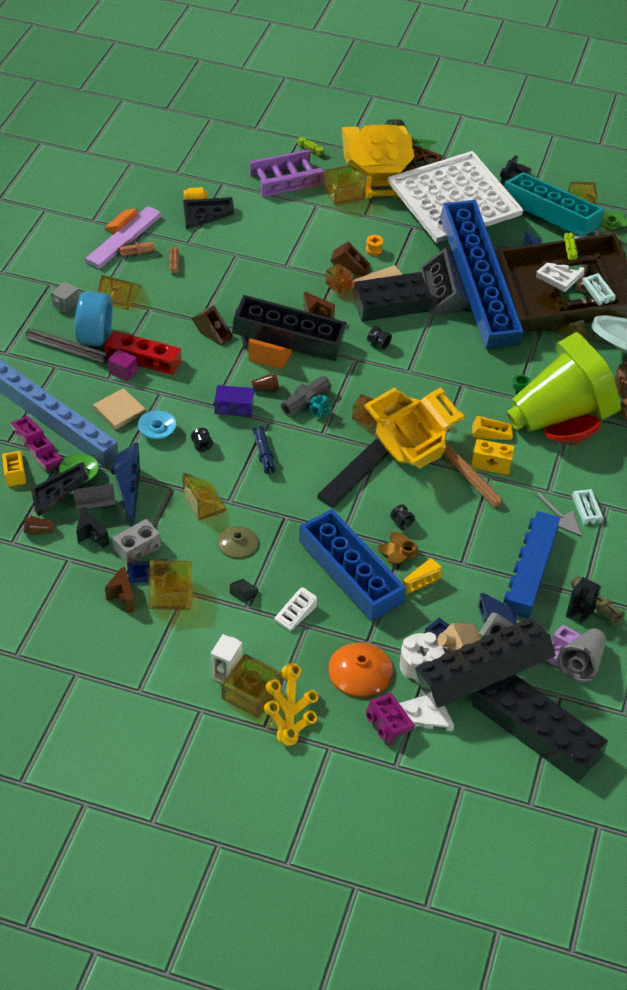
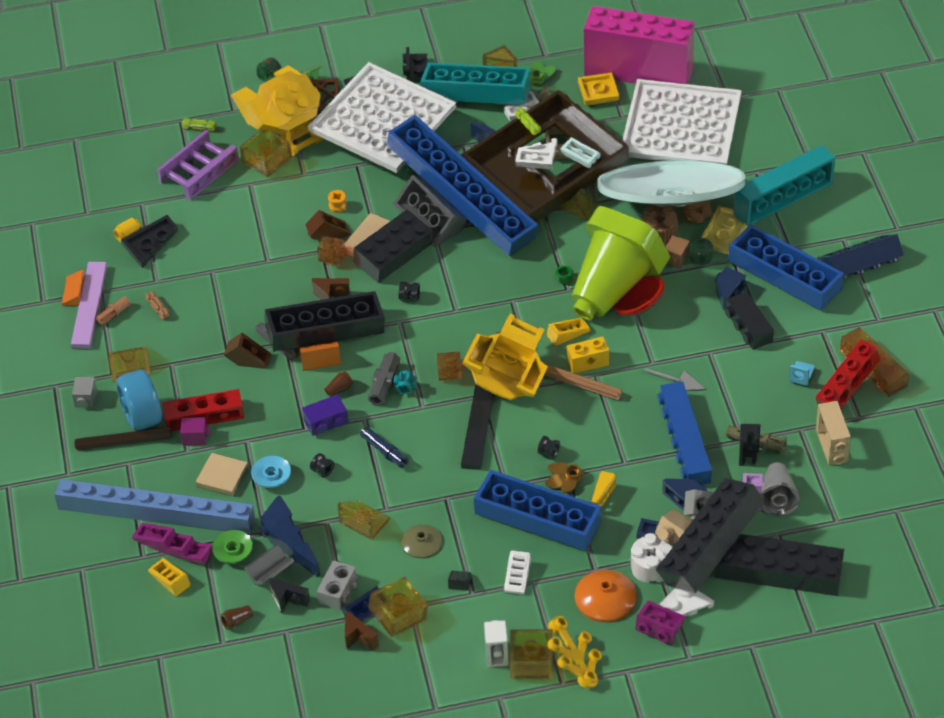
camera: 25 degrees left, 0 degrees up
(56, 488) = (230, 573): black wing -> none
(590, 518) = (692, 363): light aqua tile -> none

